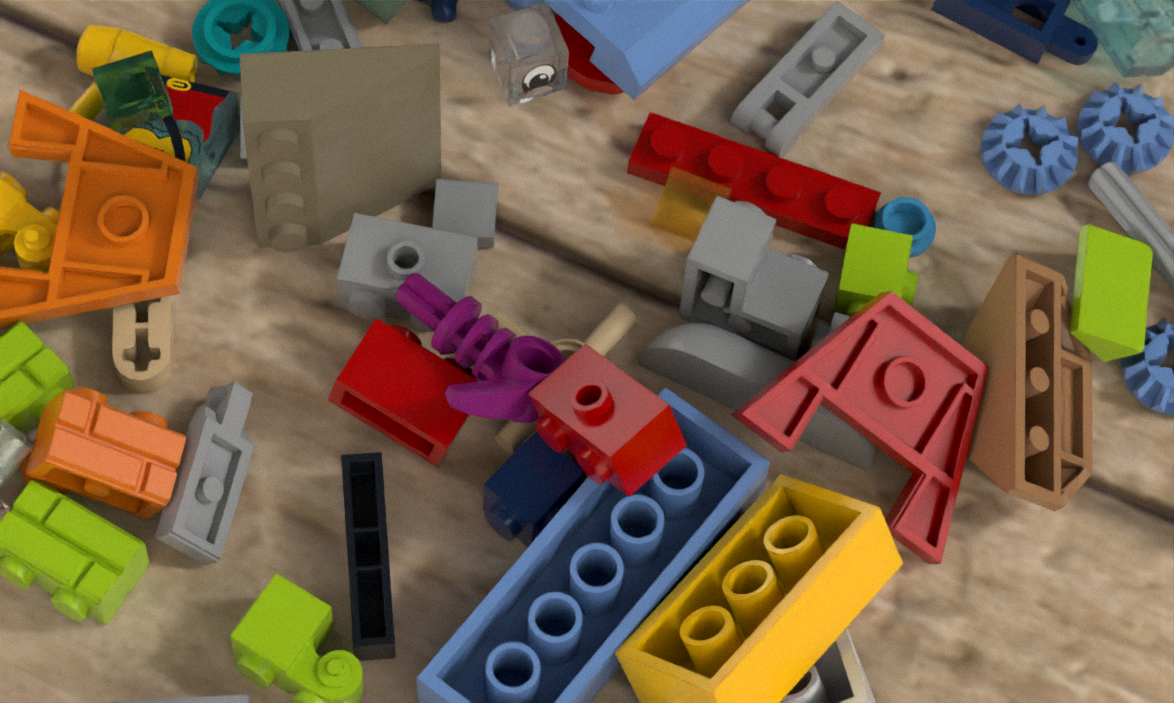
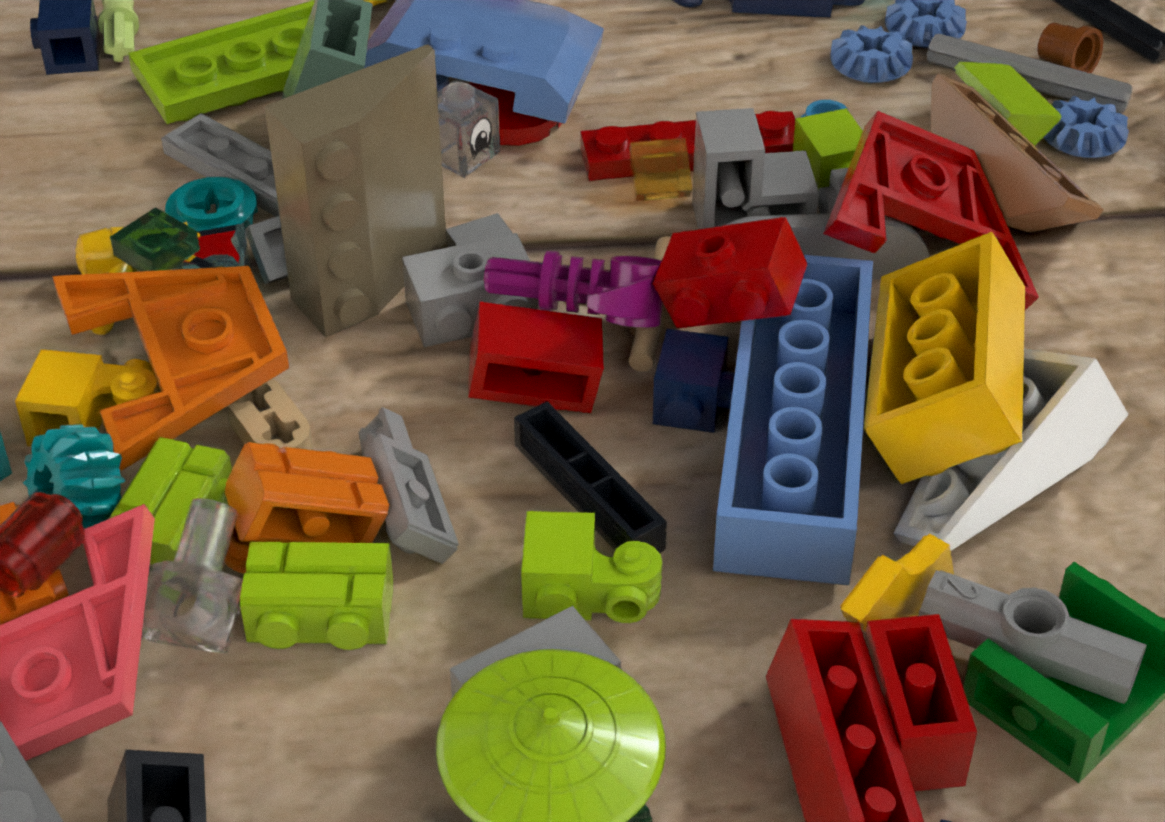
camera: 25 degrees left, 20 degrees down
(808, 78) = (680, 71): light grey plate -> none

